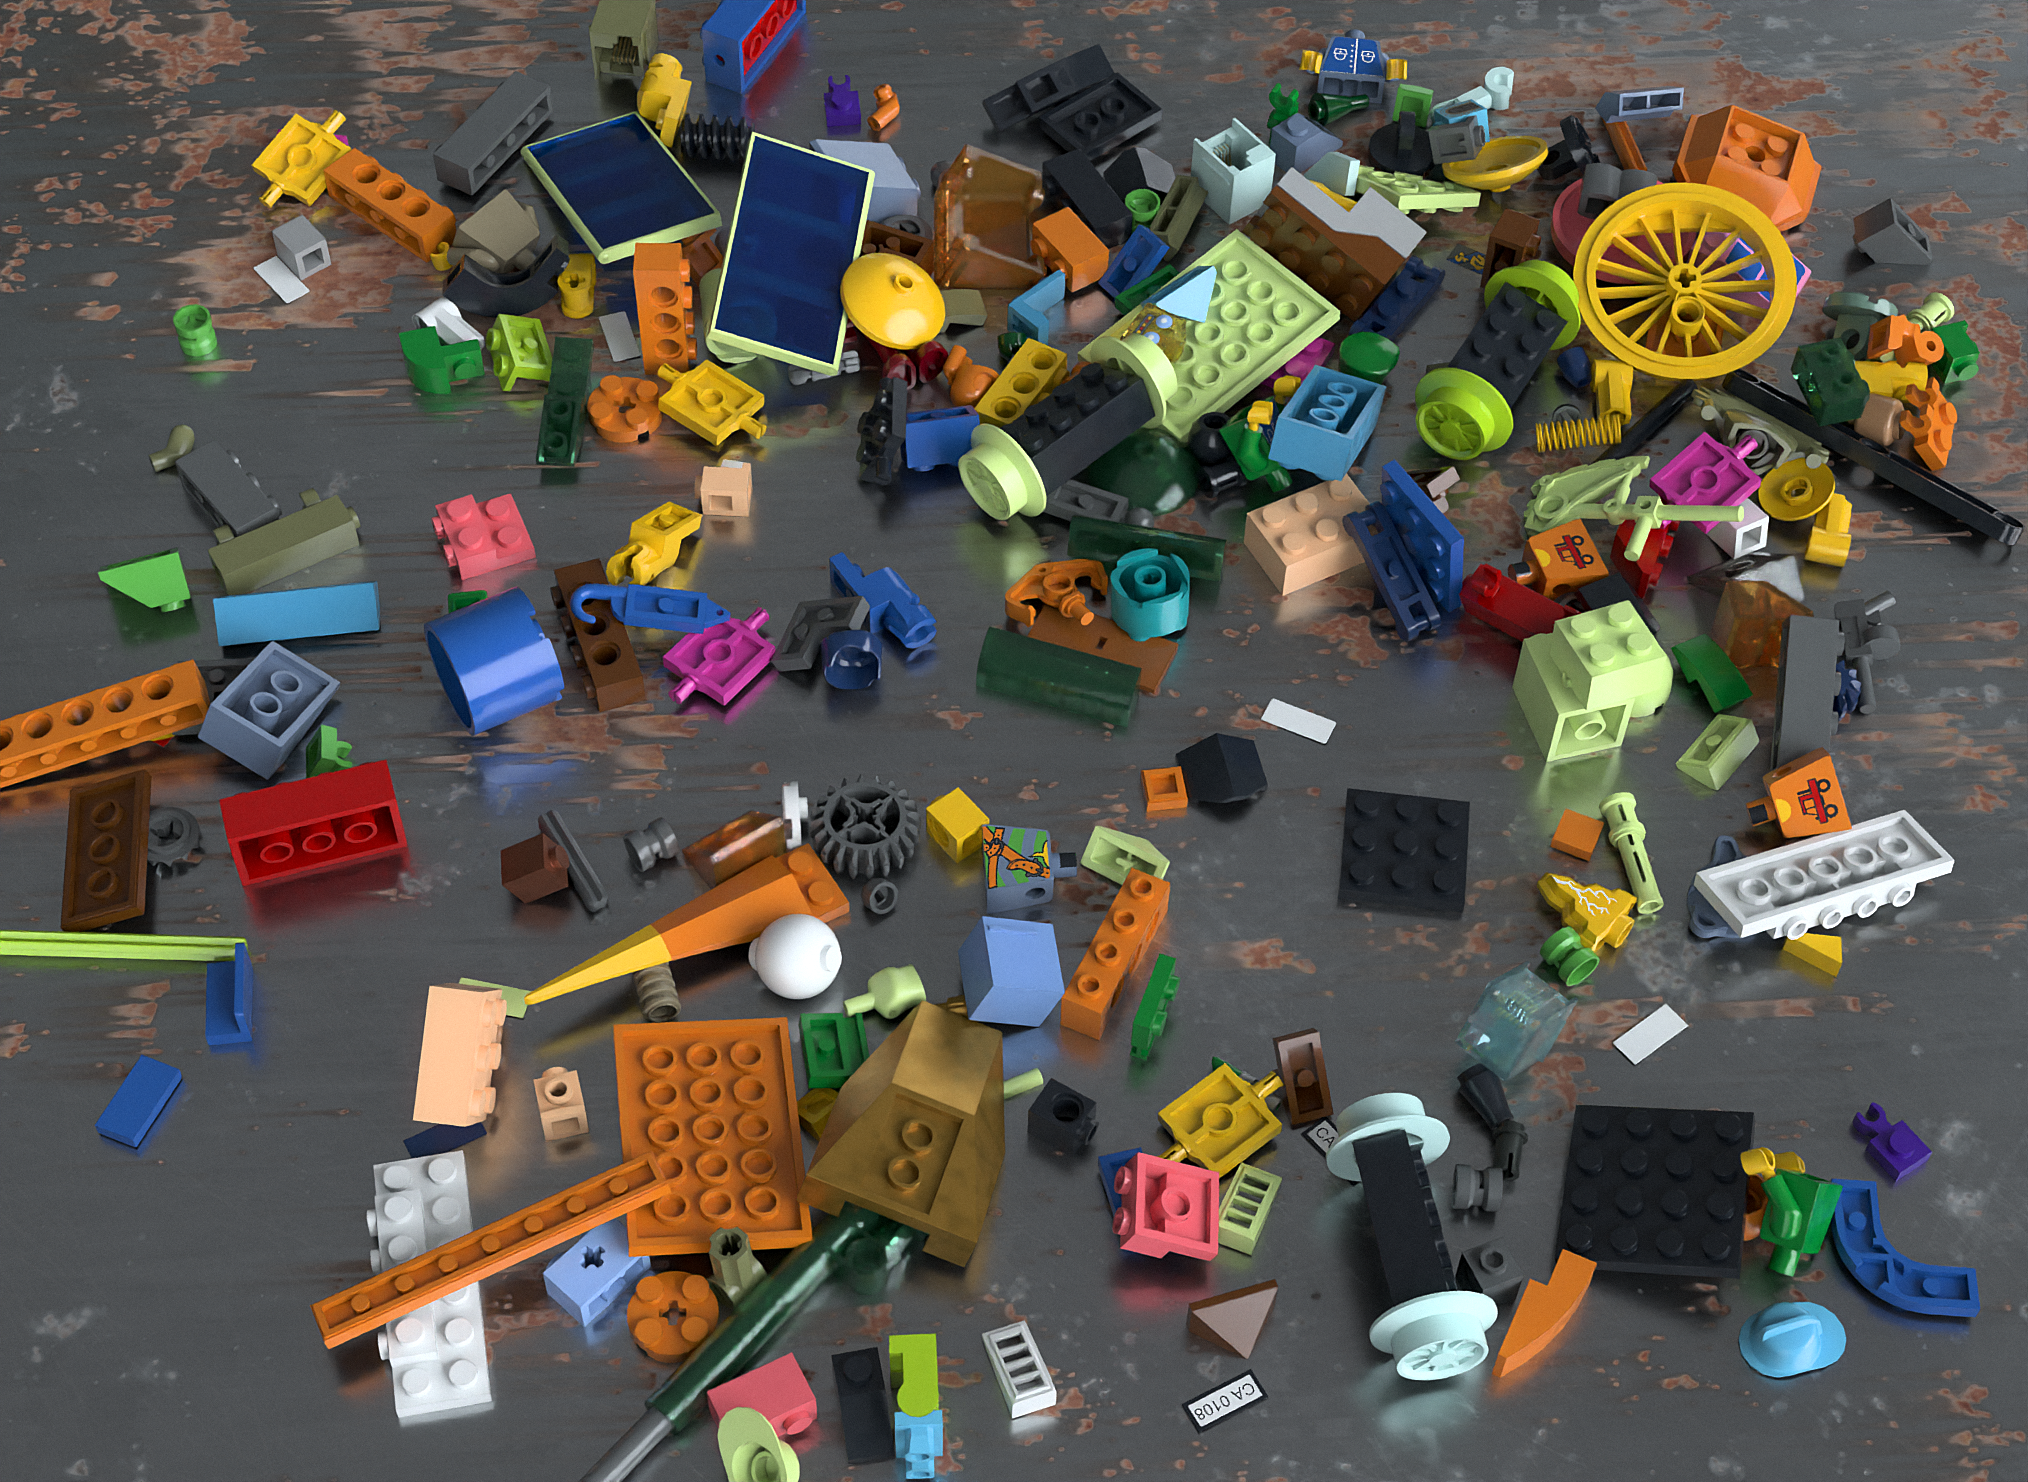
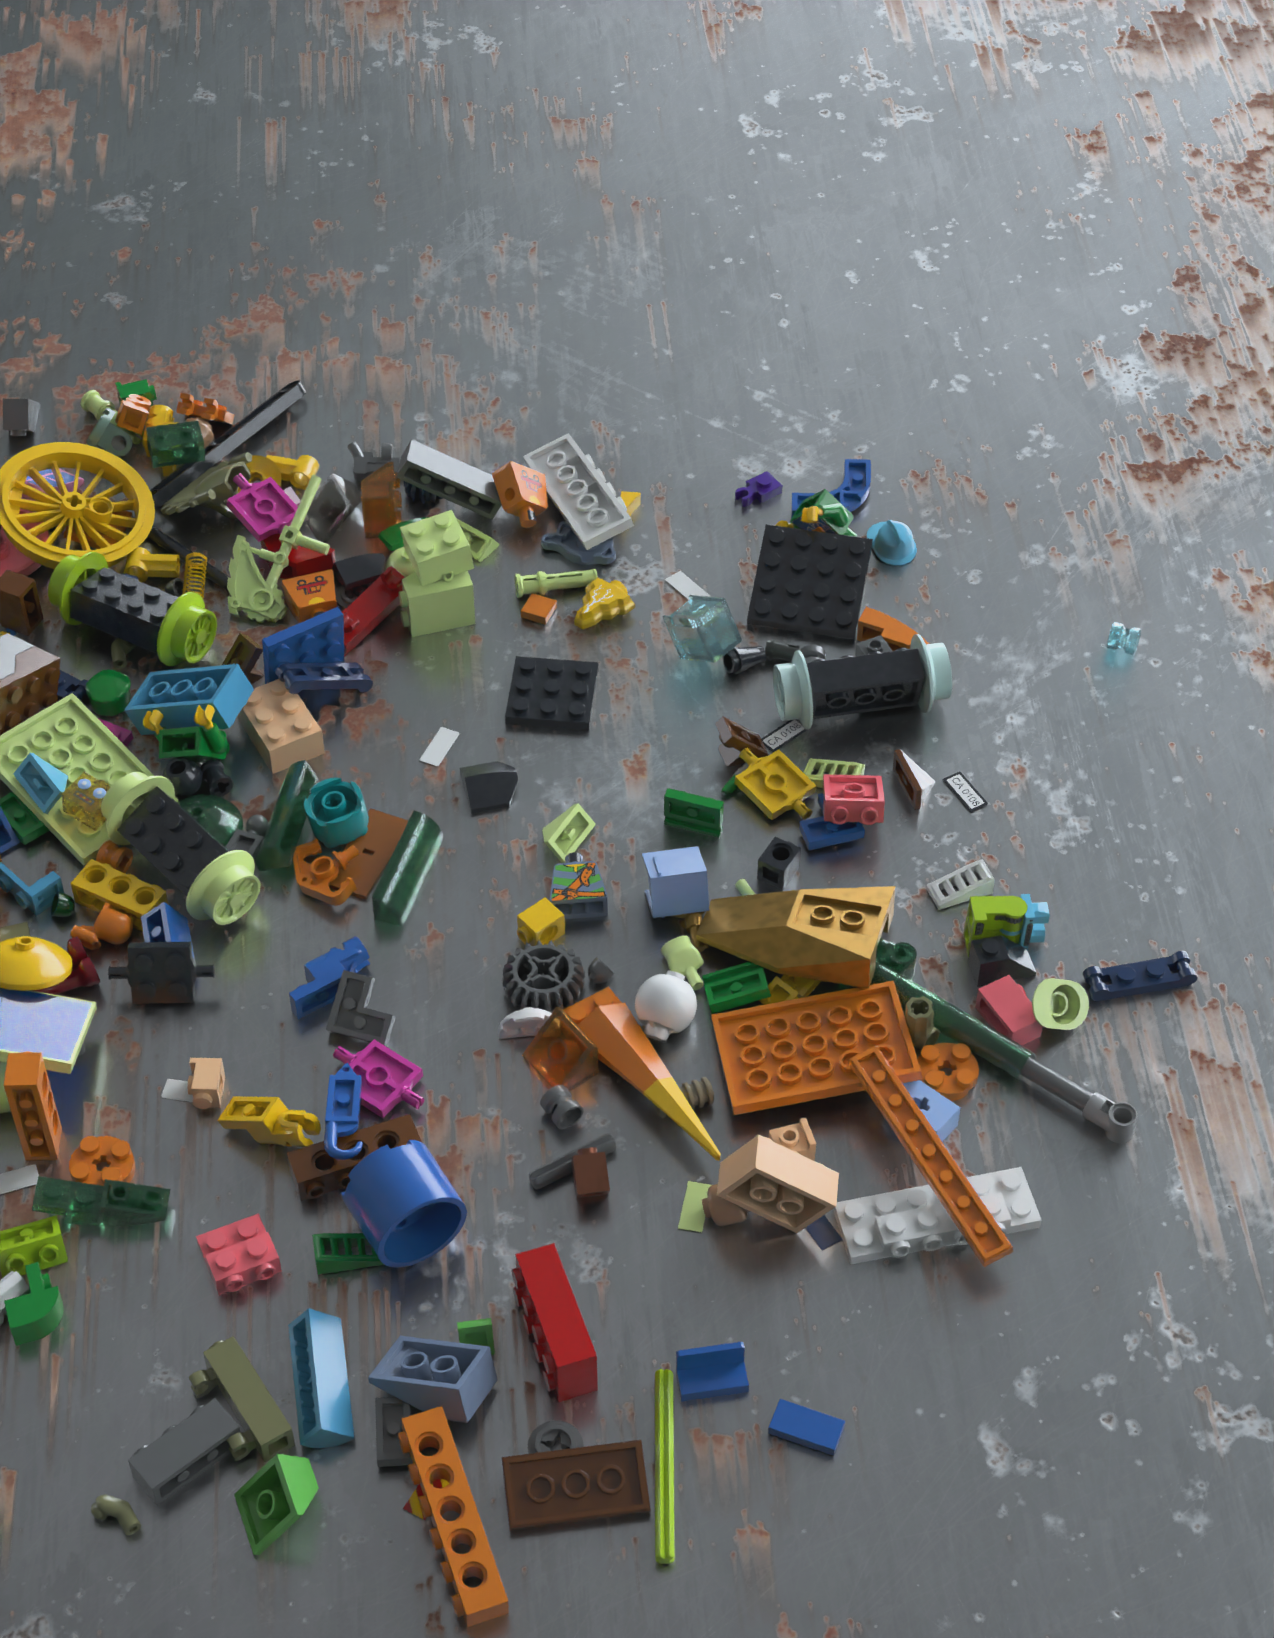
camera: 90 degrees left, 5 degrees down
(711, 402) = (107, 1099): yellow plate -> none
(851, 659) = (388, 988): dark blue hair -> none
(1114, 954) = (642, 830): orange brick -> none
(1163, 788) = (501, 816): orange tile -> none
(1569, 956) = (636, 615): bright green wheel -> none

